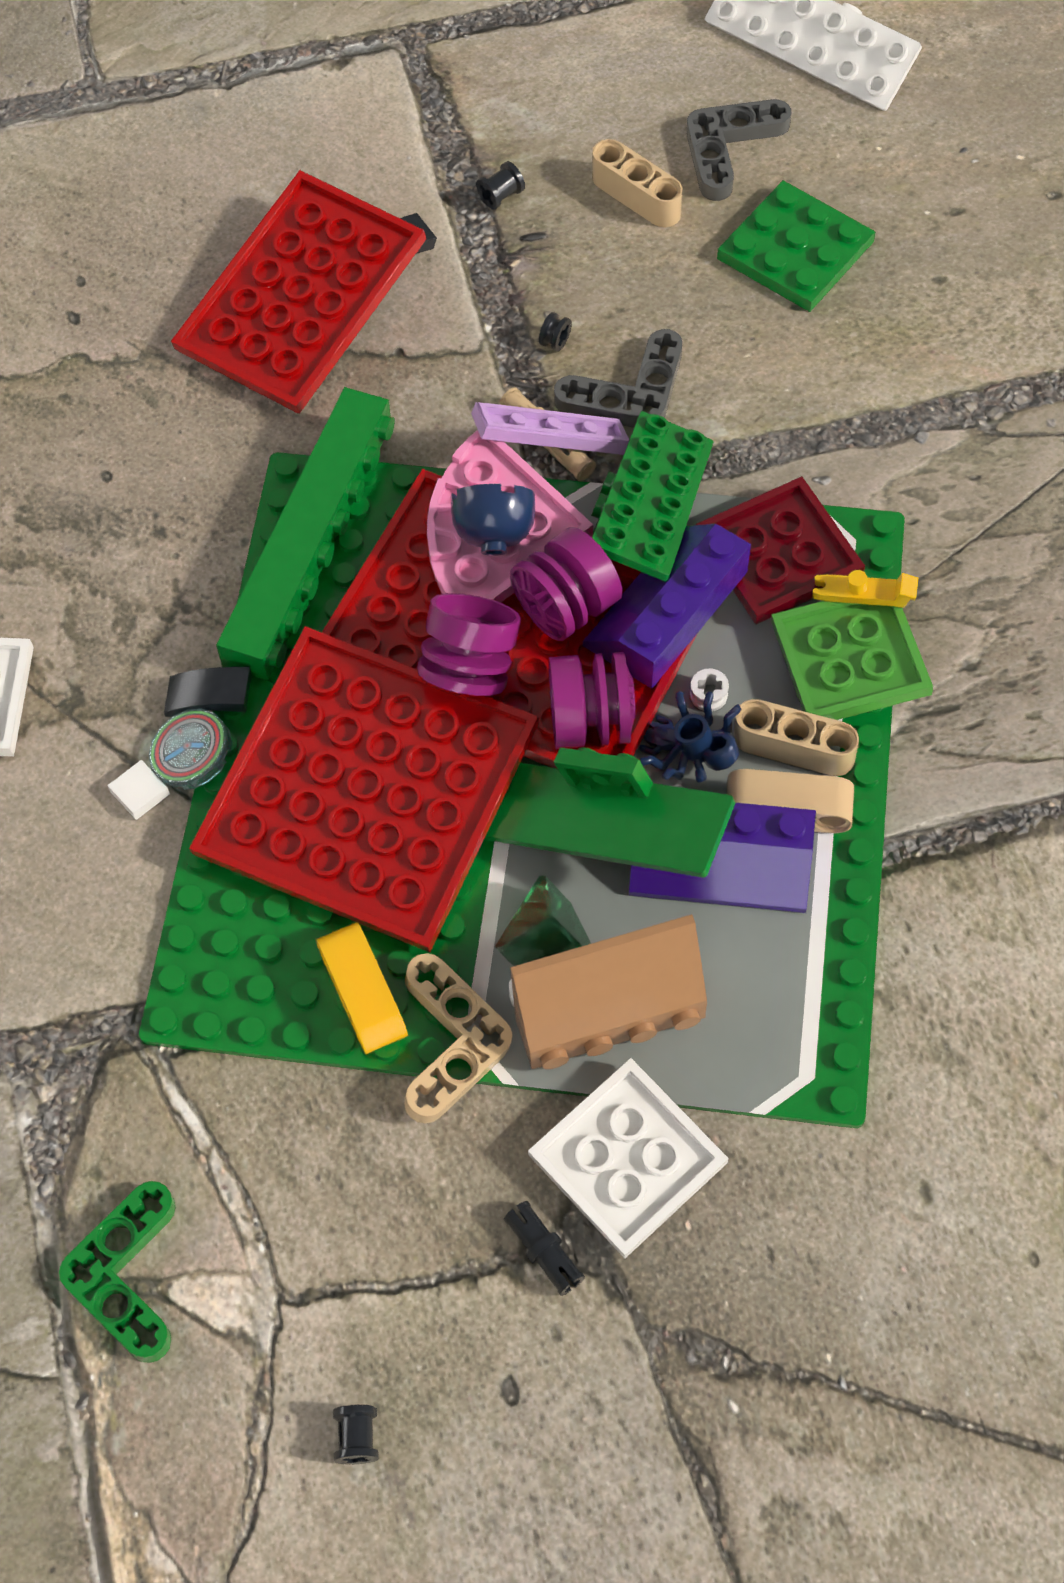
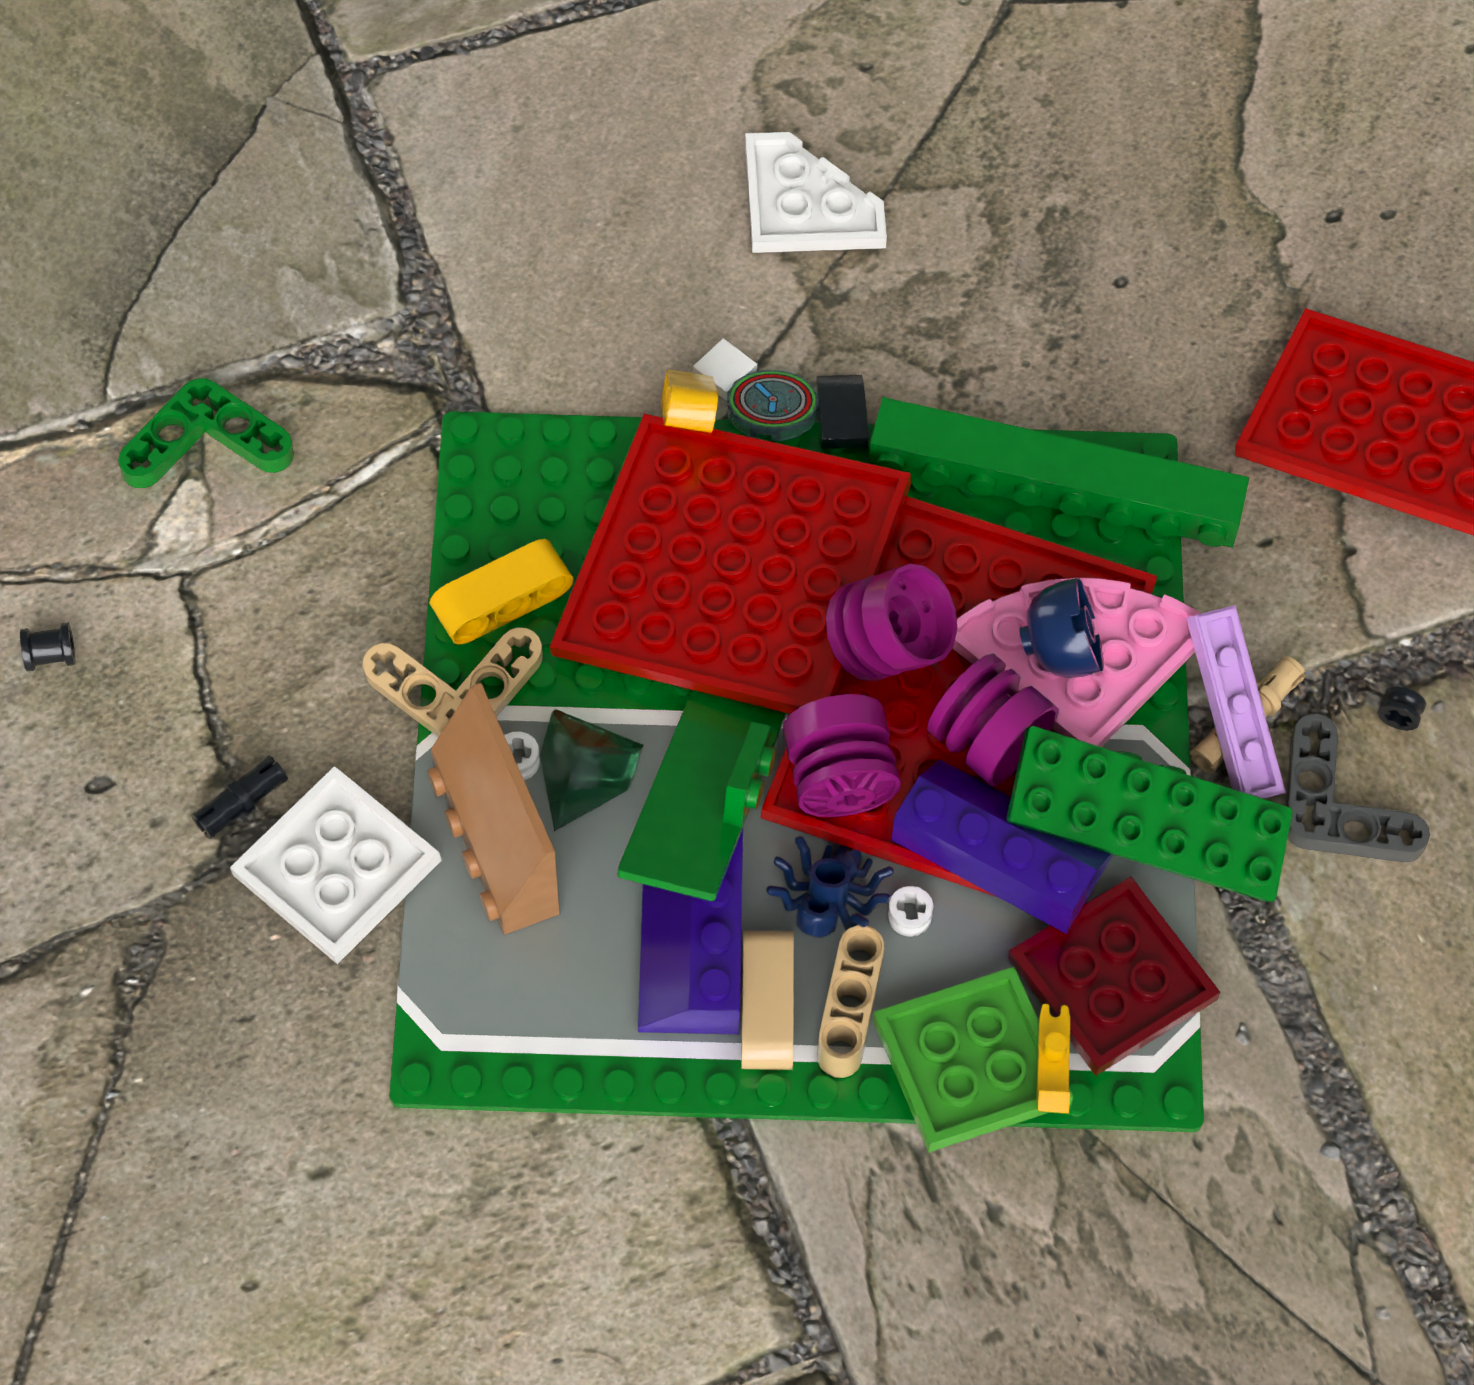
camera: 80 degrees right, 0 degrees up
(188, 804) = (689, 401): none -> yellow beam

